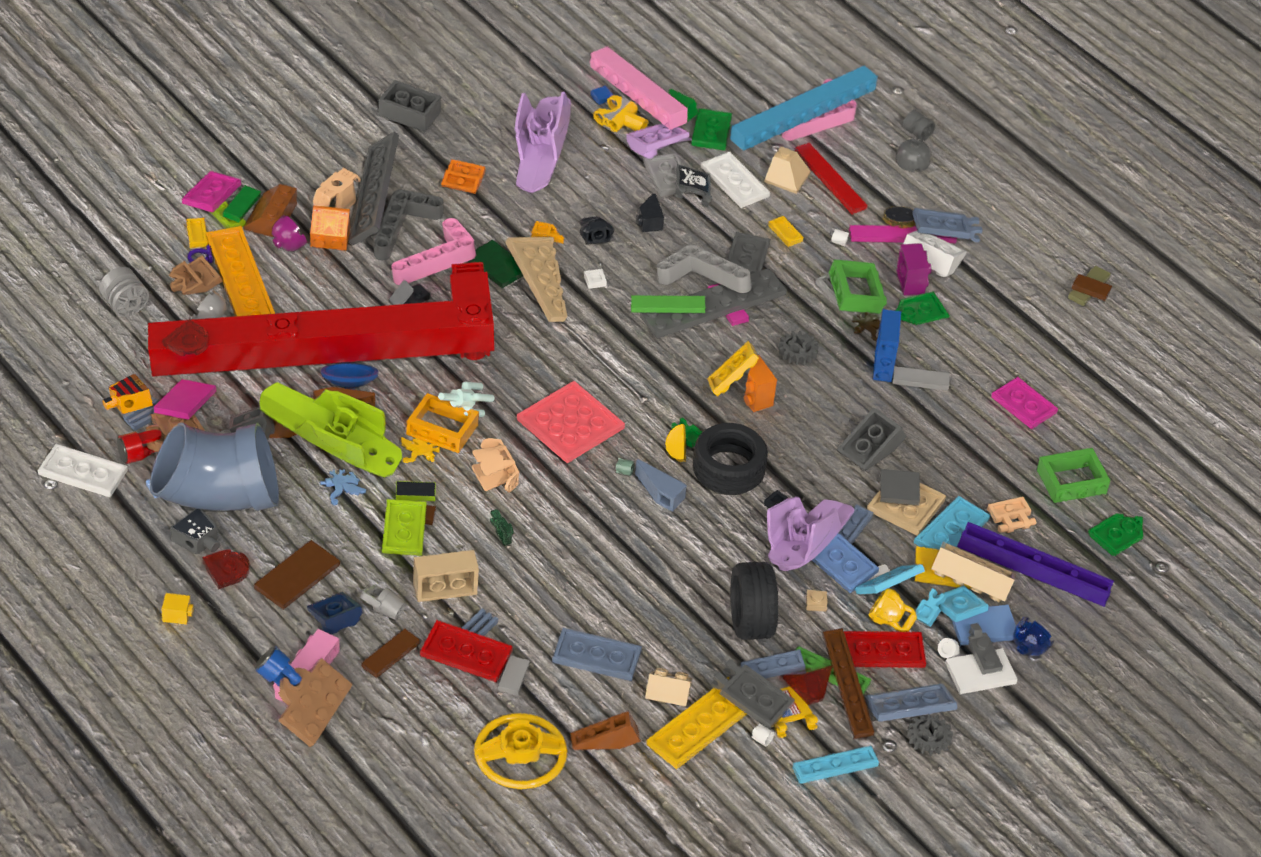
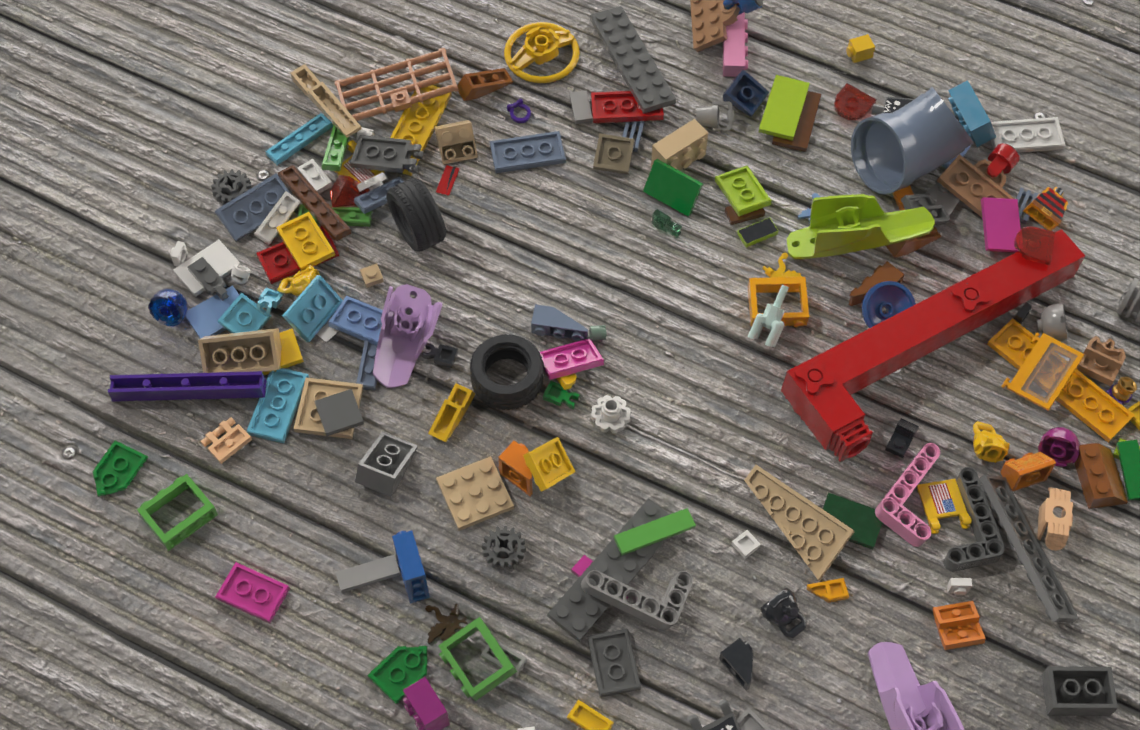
camera: 160 degrees right, 15 degrees up
(128, 489) = (971, 113): none -> dark azure brick
(197, 247) = (1124, 388): none -> pearl gold wheel
(255, 279) = (1045, 371): none -> piece
(305, 581) = (784, 107): none -> lime tile
(343, 258) = (988, 444): none -> yellow piece
(390, 653) = (684, 84): reddish brown tile -> none
(410, 244) = (942, 501): none -> yellow flag
(428, 696) = (632, 59): none -> dark grey plate
(446, 192) = (959, 586): none -> white plate
(475, 544) = (672, 187): none -> green tile
(494, 466) = (706, 275): light nougat piece -> none
(511, 607) = (613, 153): none -> dark tan plate
(570, 421) = (671, 359): coral plate -> none
(590, 704) = (519, 103): none -> dark purple piece
(651, 402) = (610, 414): none -> white plant
(666, 450) = (571, 359): none -> dark pink tile
(695, 662) = (447, 180): none -> red sticker
(707, 749) = (399, 96): none -> nougat door
(778, 670) = (375, 182): none -> white plate
(793, 457) = (451, 412): none -> yellow slope
(793, 780) = (325, 100): none -> tan slope
(798, 731) = (335, 150): none -> bright green tile
(803, 397) = (474, 493): none -> tan plate
(835, 712) = (315, 176): none -> white plate
(873, 643) = (305, 241): none -> yellow plate
(892, 684) = (279, 215): none -> white tile
(1007, 689) = (178, 253): none -> white plate

